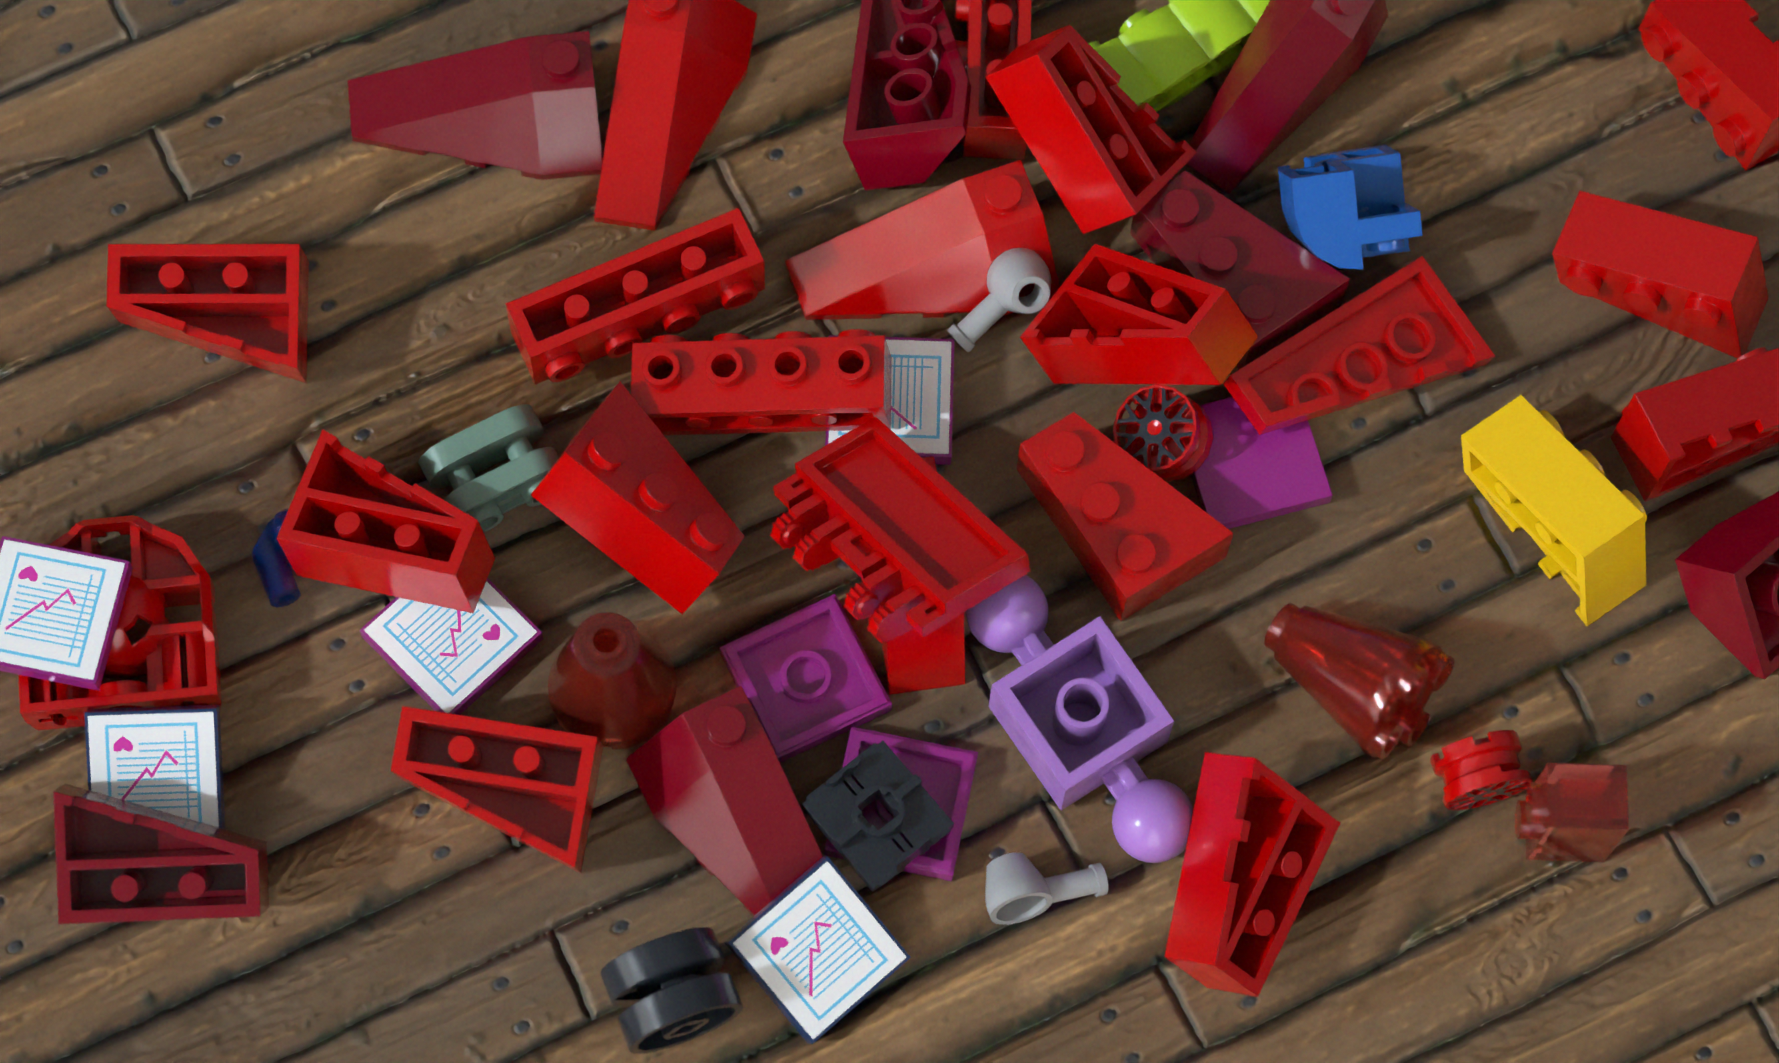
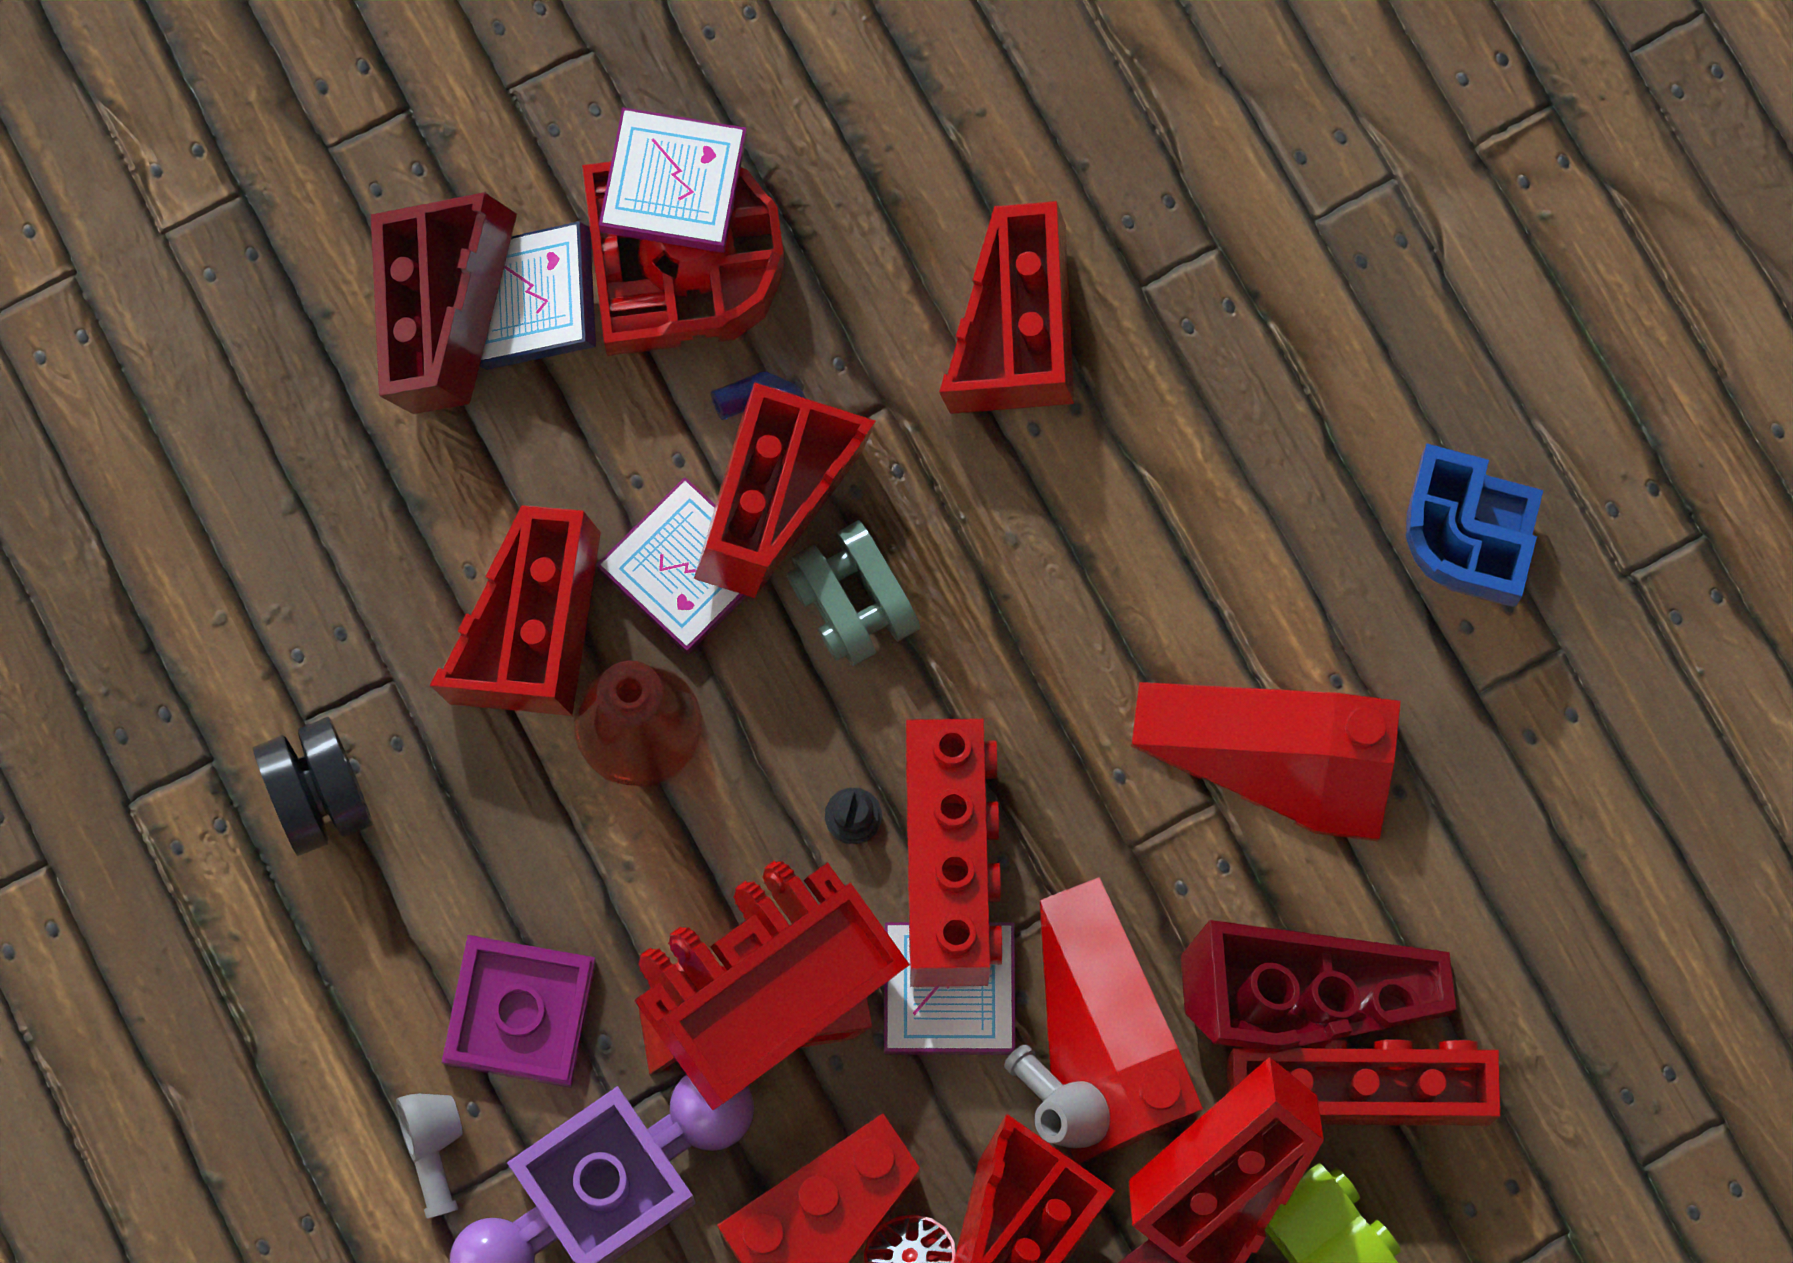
camera: 90 degrees right, 5 degrees up
(498, 105) = (1250, 584): dark red wedge -> none
(637, 297) = (1038, 722): red brick -> none
(640, 502) = (813, 732): red wedge -> none
(721, 479) = (853, 815): none -> black piece
(727, 798) = (506, 848): dark red wedge -> none
(807, 677) = (637, 904): magenta tile -> none
(817, 950) = (362, 929): white tile -> none
(865, 848) = (503, 1016): black piece -> none

